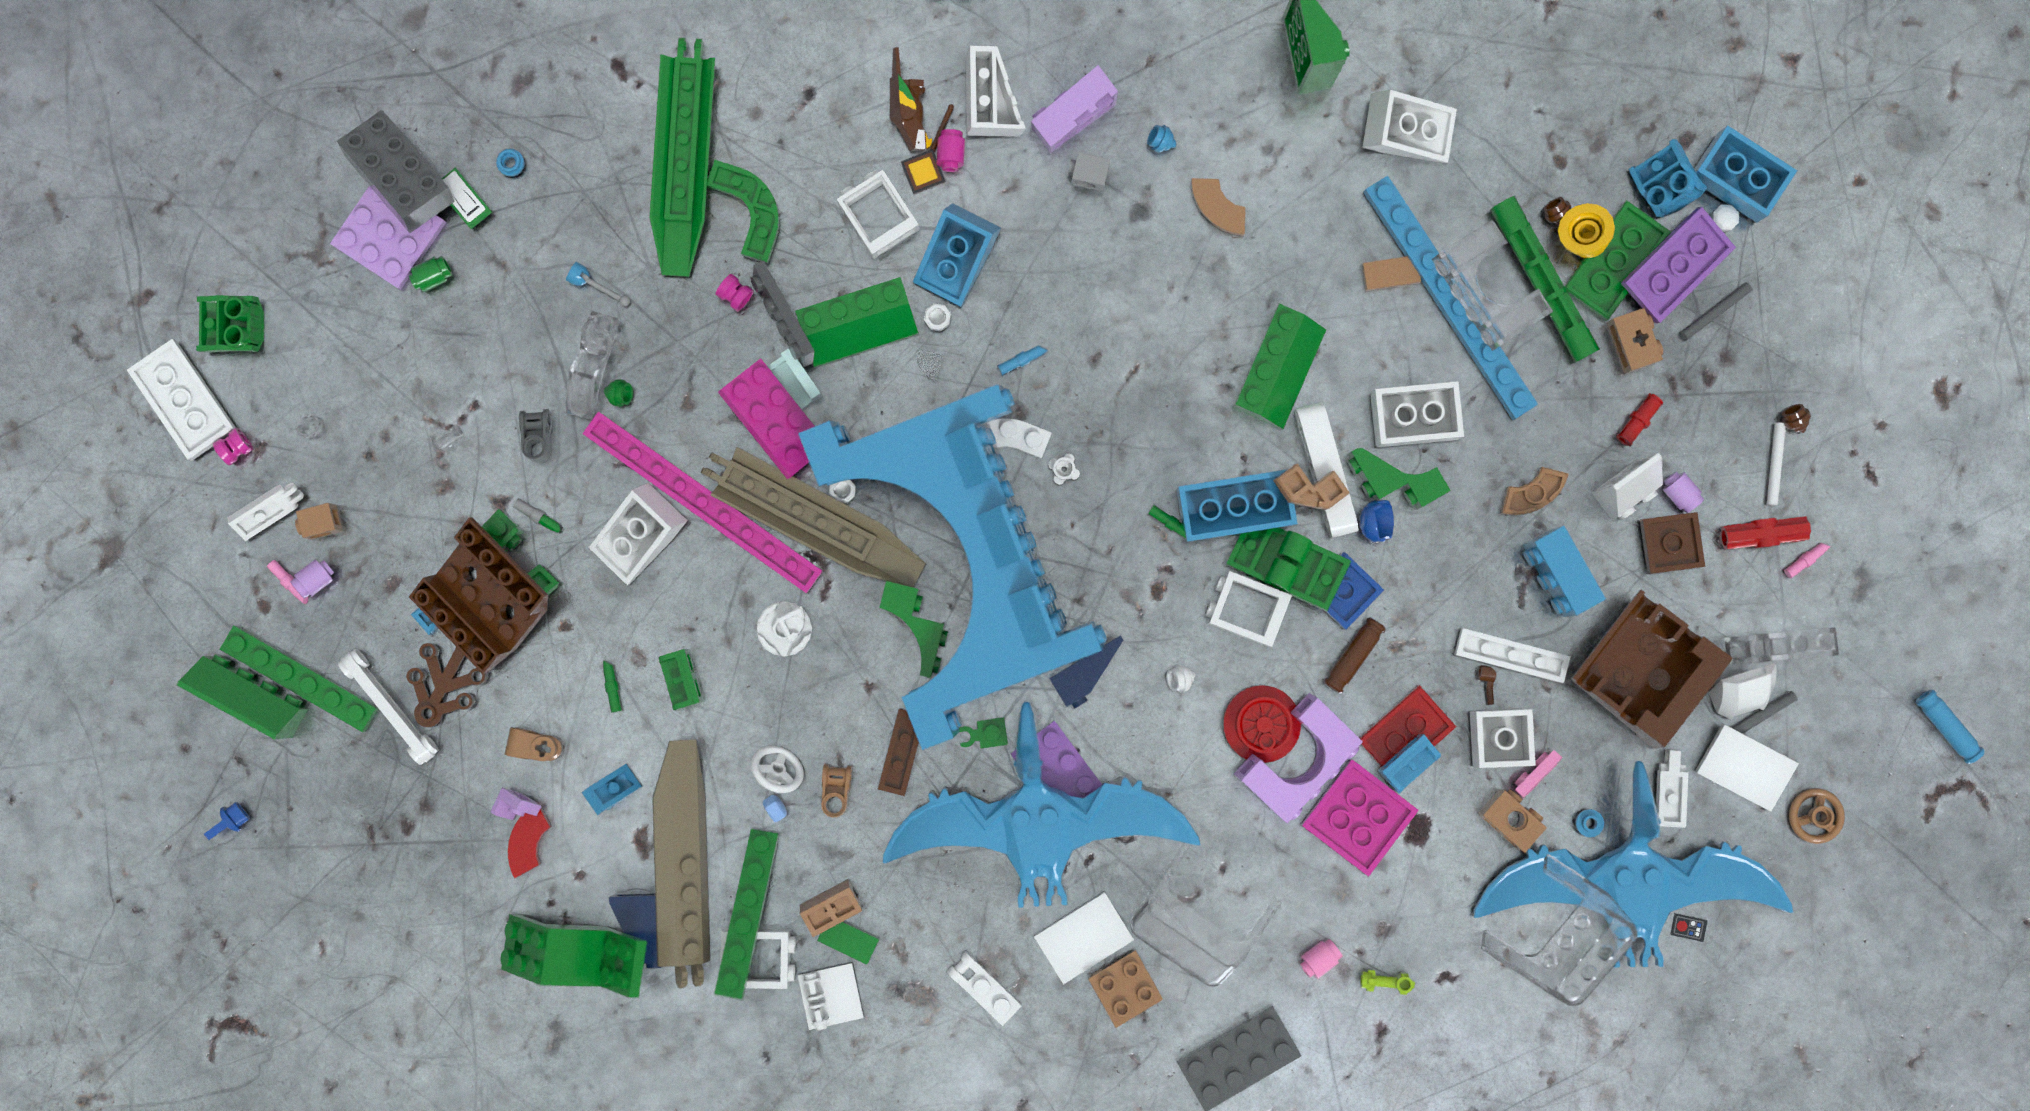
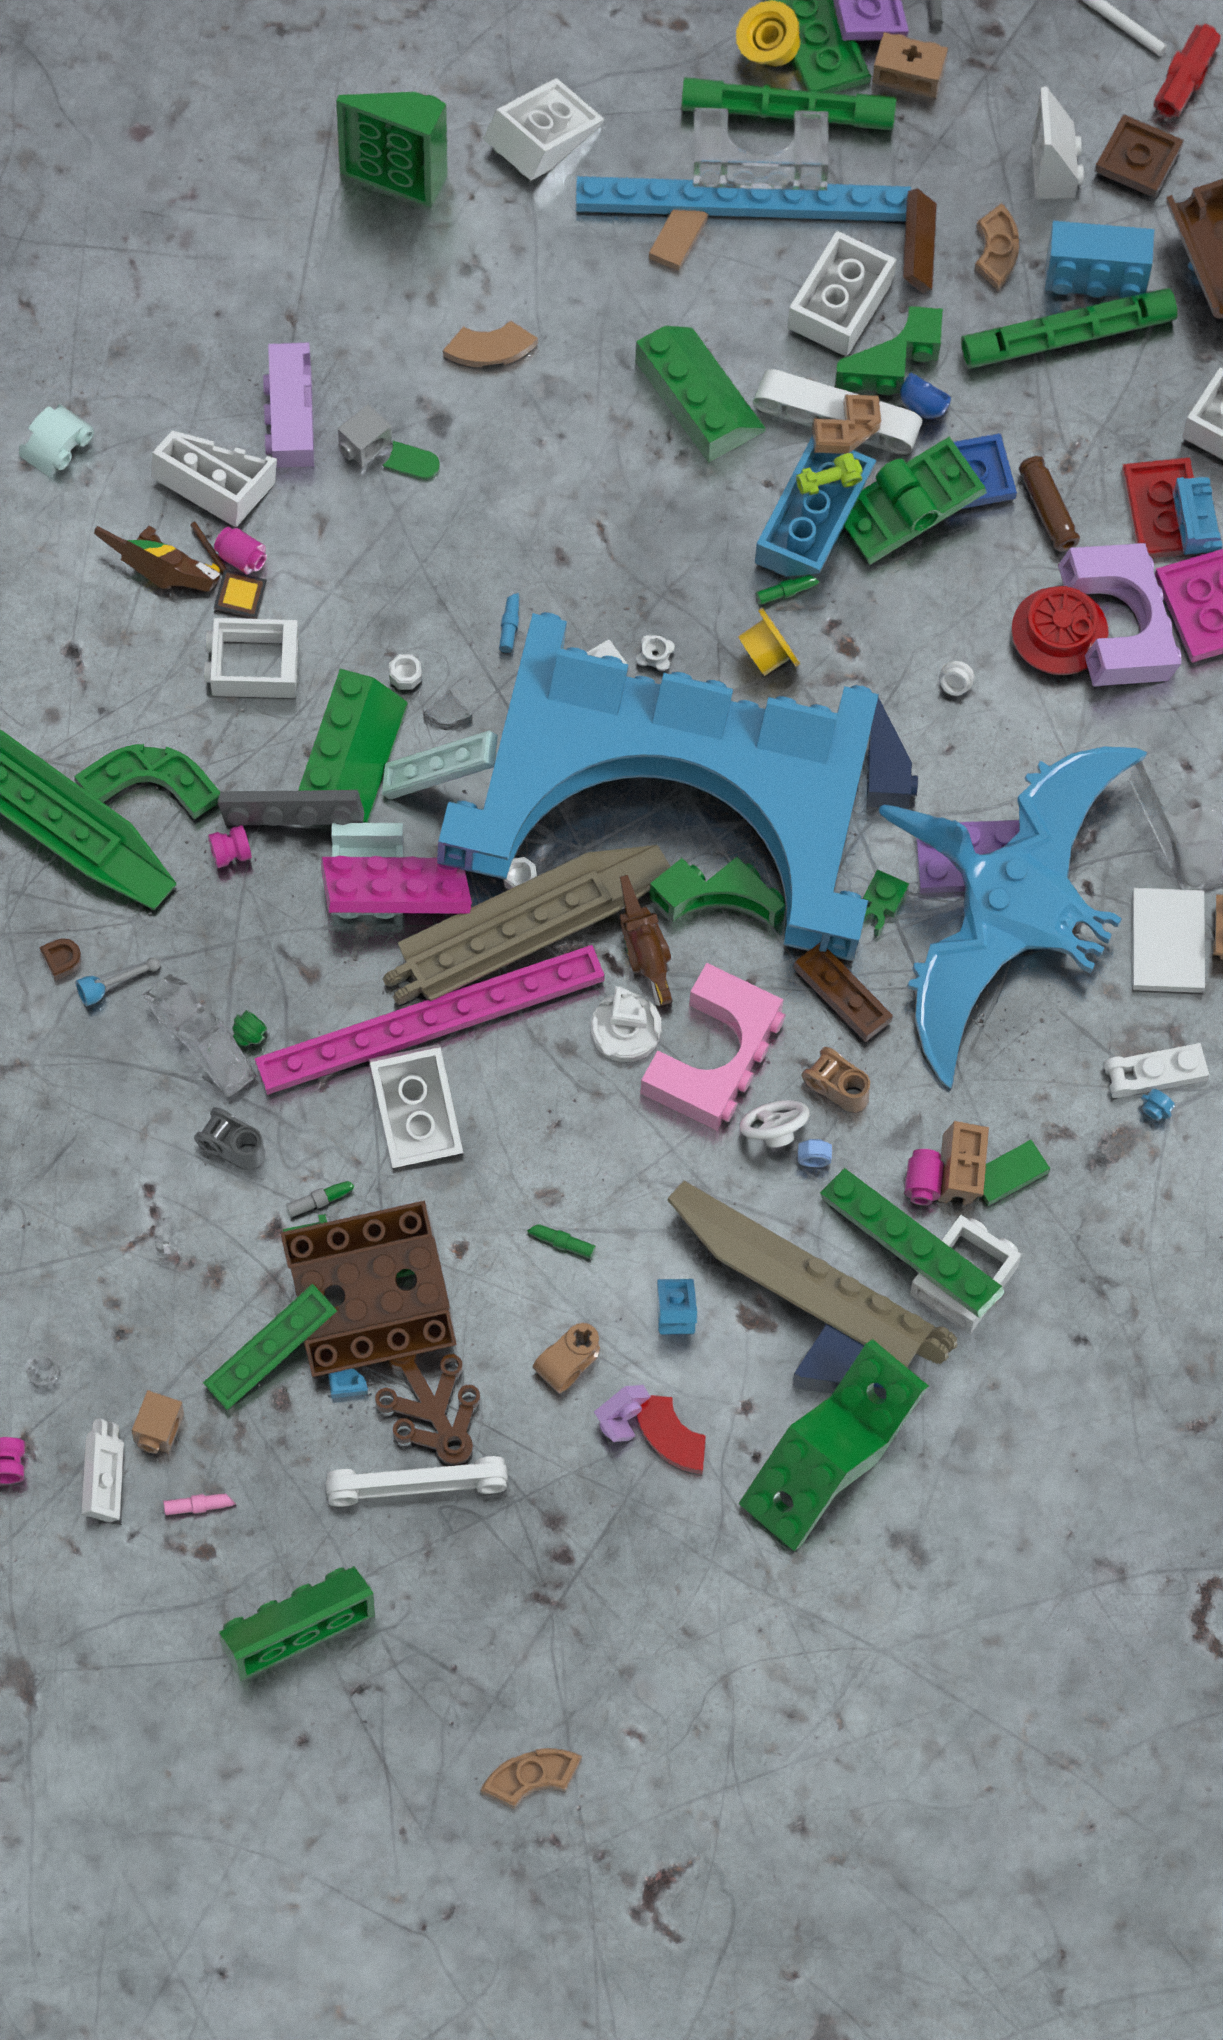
camera: 60 degrees left, 20 degrees down
(231, 817) = (421, 1727): blue piece -> none
(253, 901) = (529, 1773): none -> medium nougat tile
(299, 678) = (315, 1560): green plate -> none
(312, 578) = (216, 1468): lavender brick -> none
(411, 557) = (270, 1346): none -> green tile
(590, 240) = (61, 957): none -> reddish brown tile
(680, 679) = (605, 1161): green hinge -> none
(769, 714) = (711, 1093): none -> bright pink arch
(805, 888) = (924, 1176): none -> dark pink brick
(830, 996) = (1059, 1228): white hinge -> none
(844, 605) = (645, 944): none -> reddish brown animal
(872, 390) = (439, 765): none -> light aqua tile
(956, 254) = (354, 612): dark azure slope -> none
(958, 1005) = (1157, 1105): none -> dark azure plate
(1097, 215) = (412, 461): none -> green piece
(1115, 541) = (767, 645): none -> yellow piece
(1161, 139) = (380, 353): dark azure plate -> none
(1271, 512) = (845, 469): none -> lime bar
(1275, 617) = (957, 550): white window -> none
(1488, 674) = (1158, 396): reddish brown hand -> none
(1498, 438) = (920, 240): none -> reddish brown tile
(1500, 583) = (1069, 328): none -> green piece
(1512, 655) = (1151, 363): white plate -> none
(1556, 210) = (727, 53): reddish brown plate -> none
(1639, 419) = (993, 109): red pin -> none
(1683, 491) = (1094, 114): lavender brick -> none

